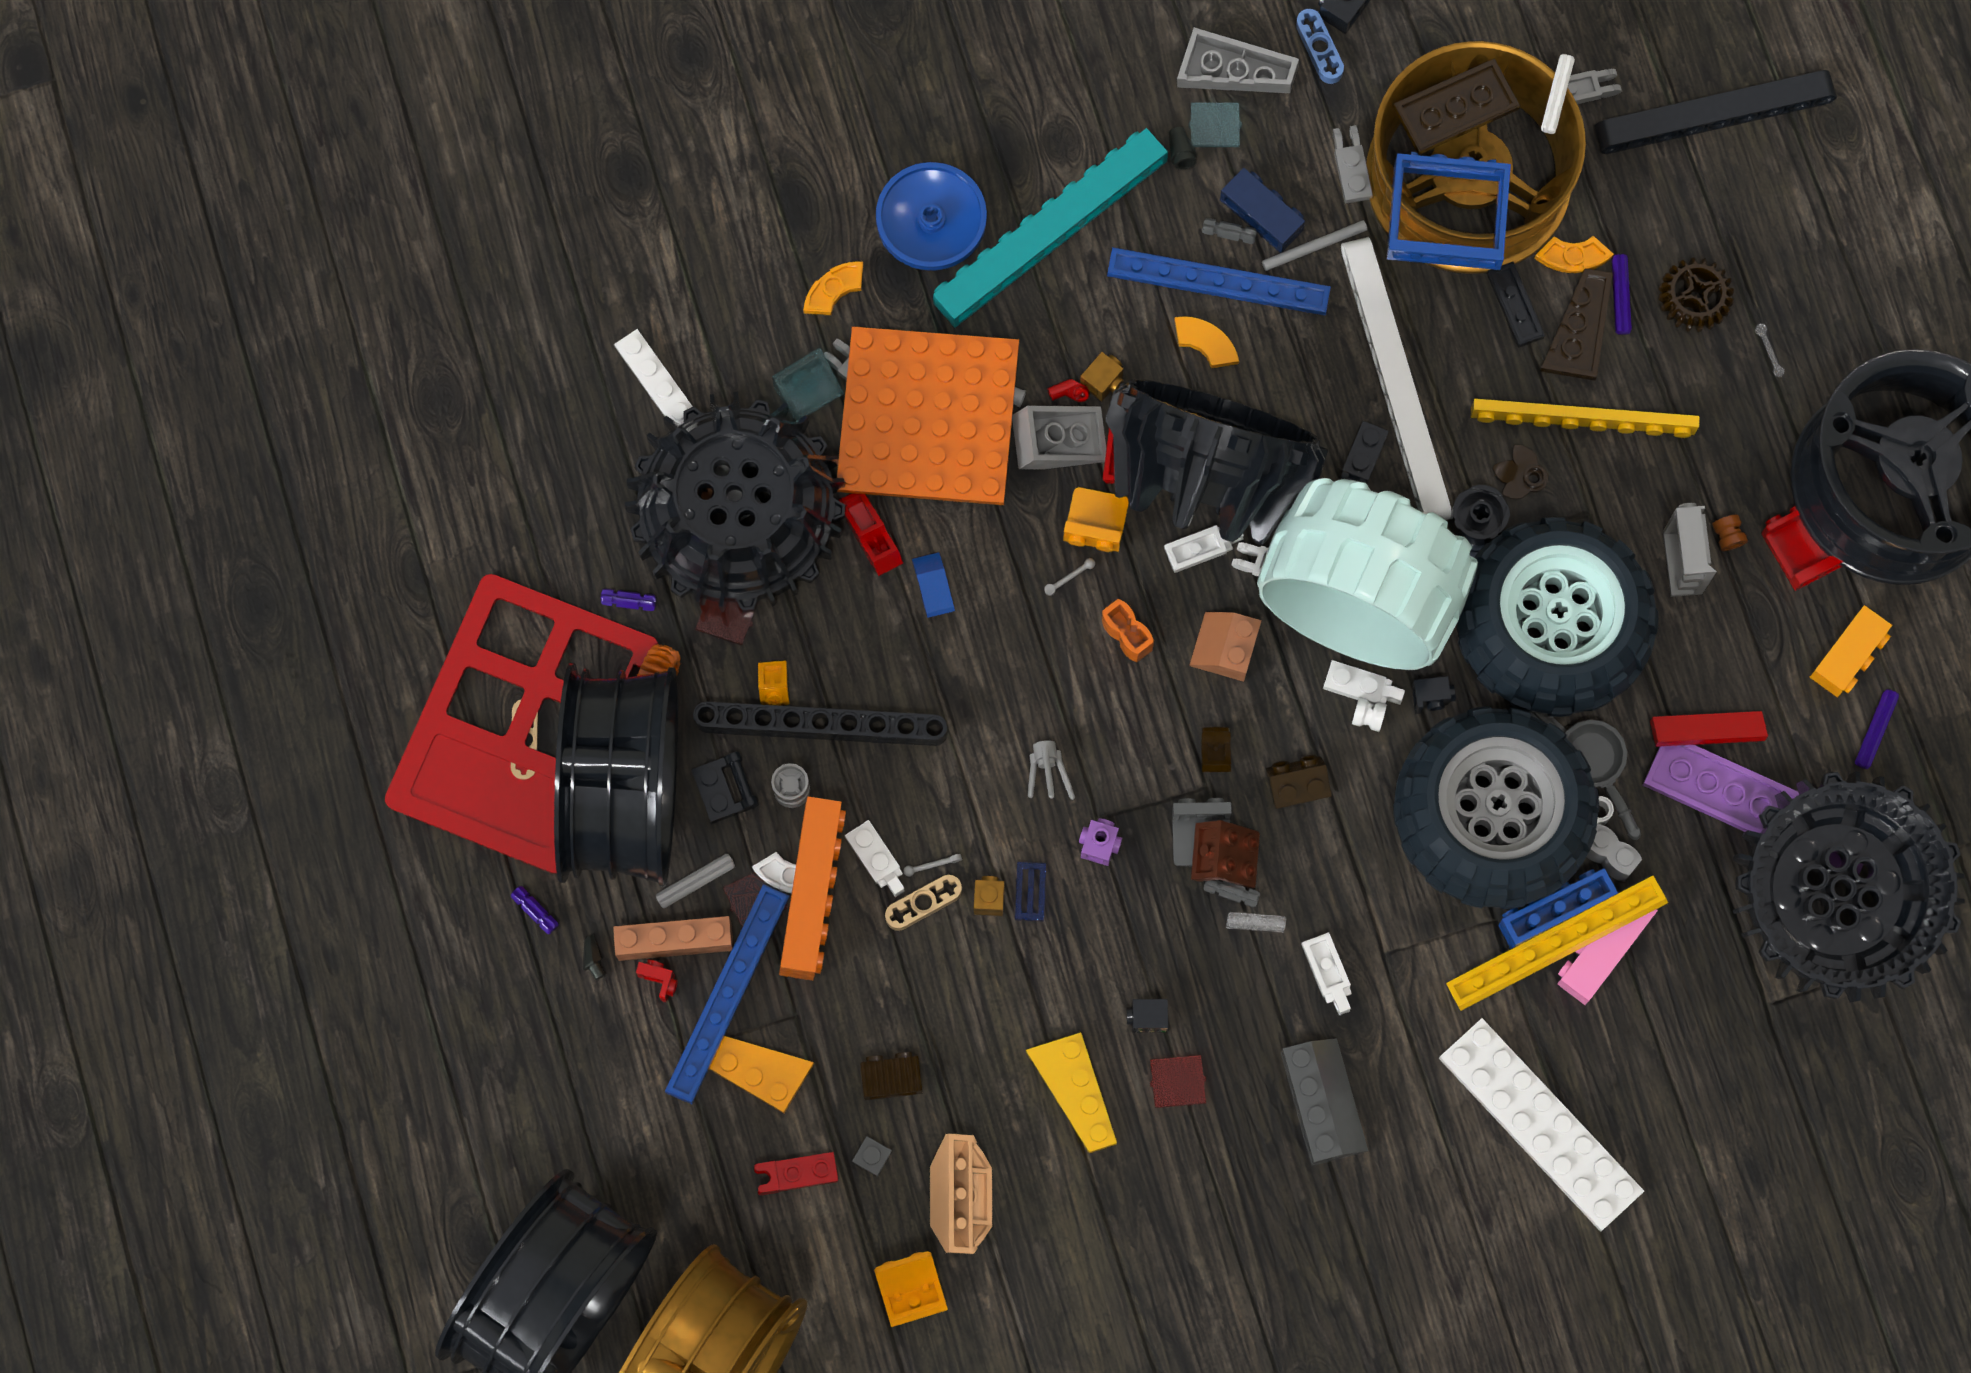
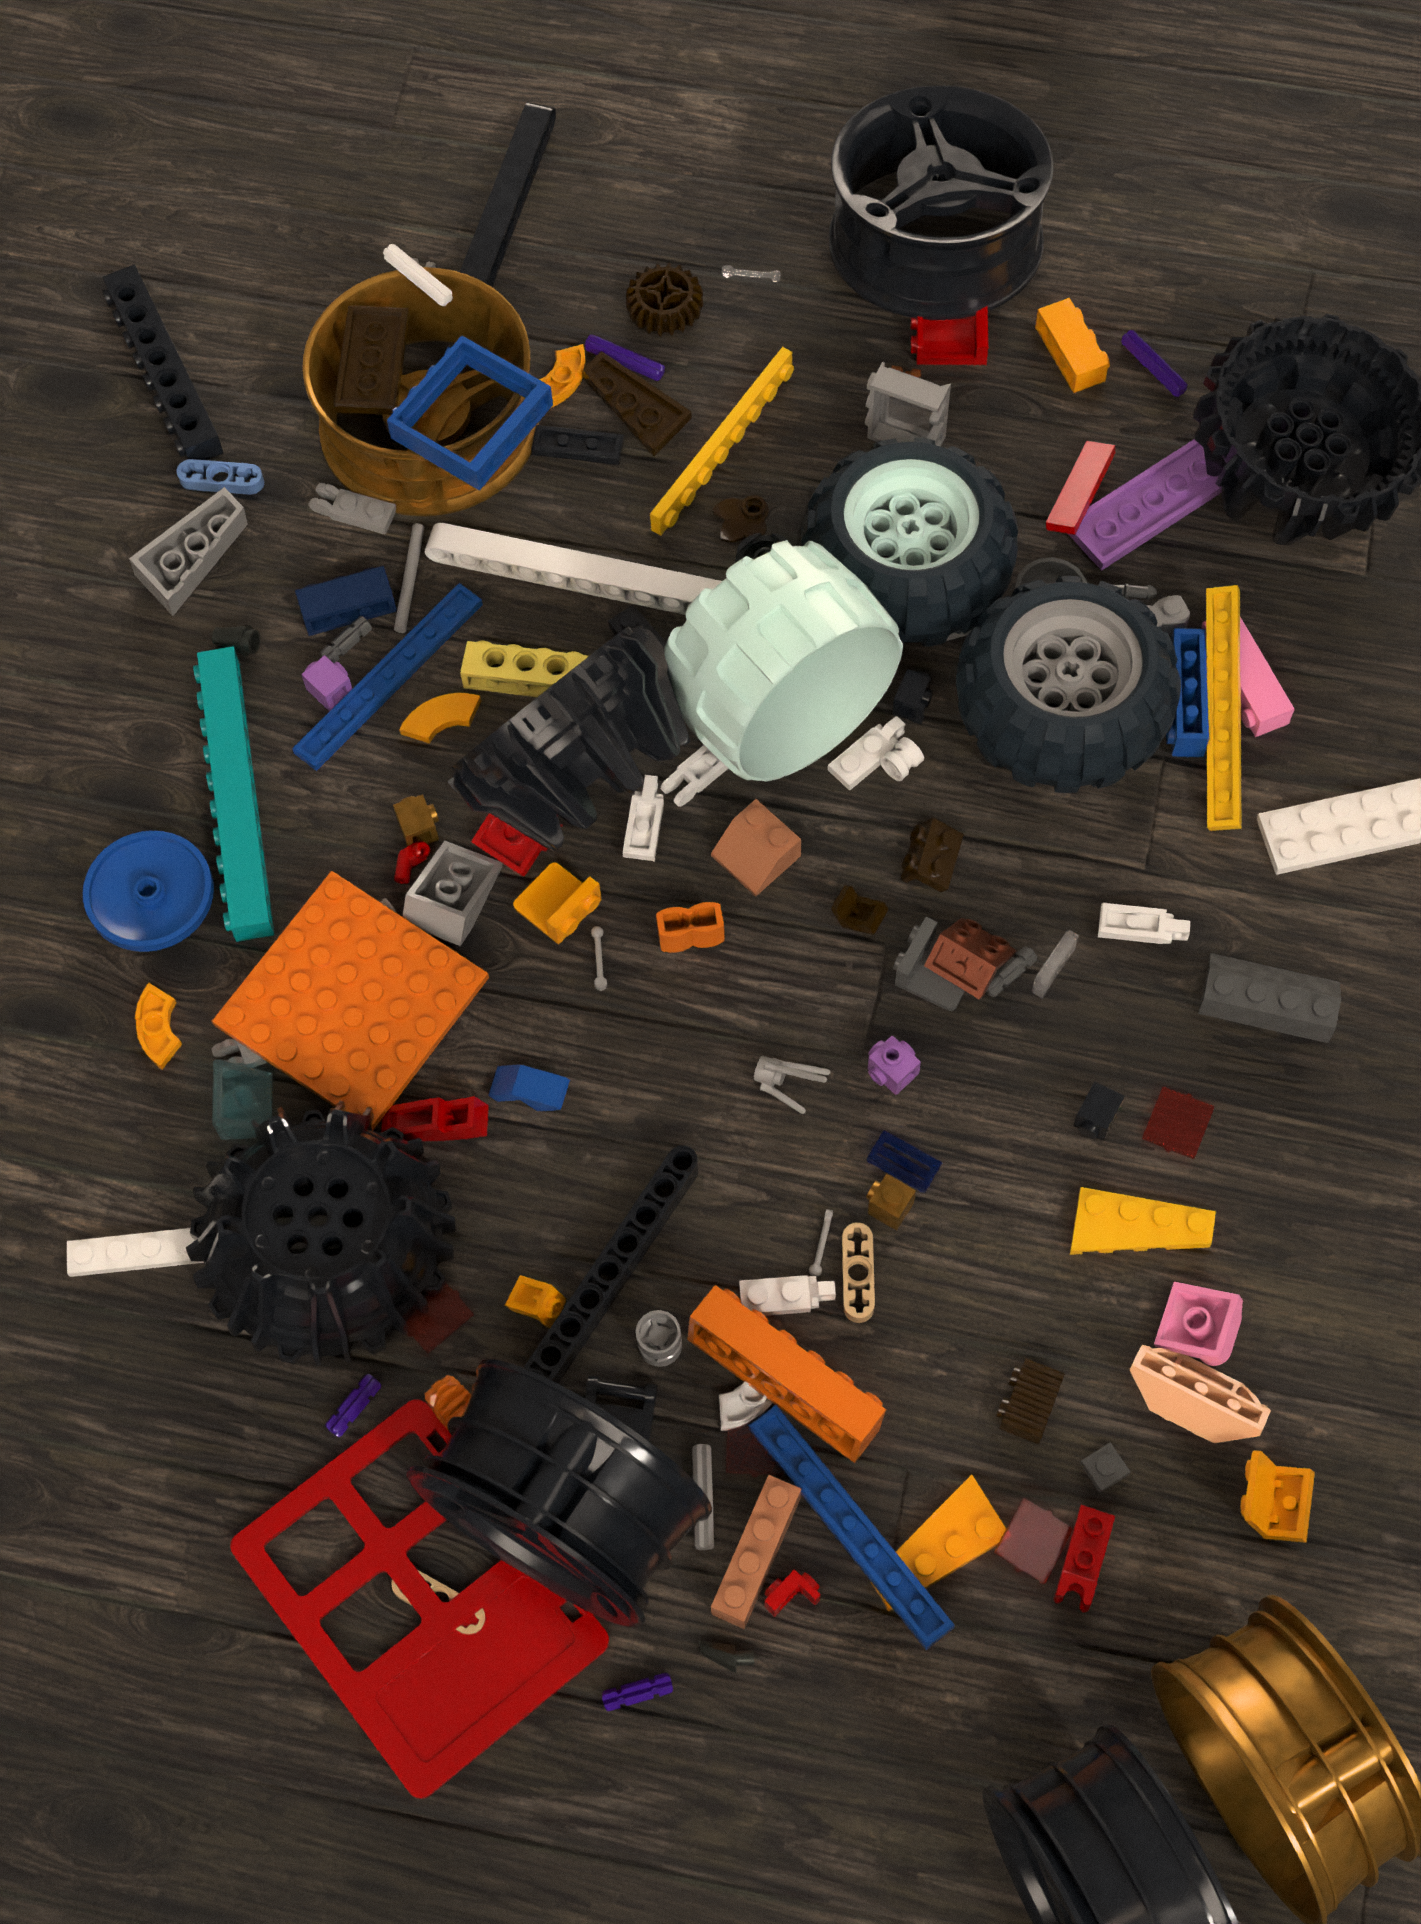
camera: 60 degrees left, 10 degrees down
(788, 1131) = (1033, 1541): none -> clear red piece
(1018, 1172) = (1200, 1323): none -> bright pink slope
(1182, 239) = (327, 682): none -> medium lavender brick
(1215, 125) = (232, 601): clear light blue piece -> none
(1273, 342) = (508, 678): none -> light yellow brick

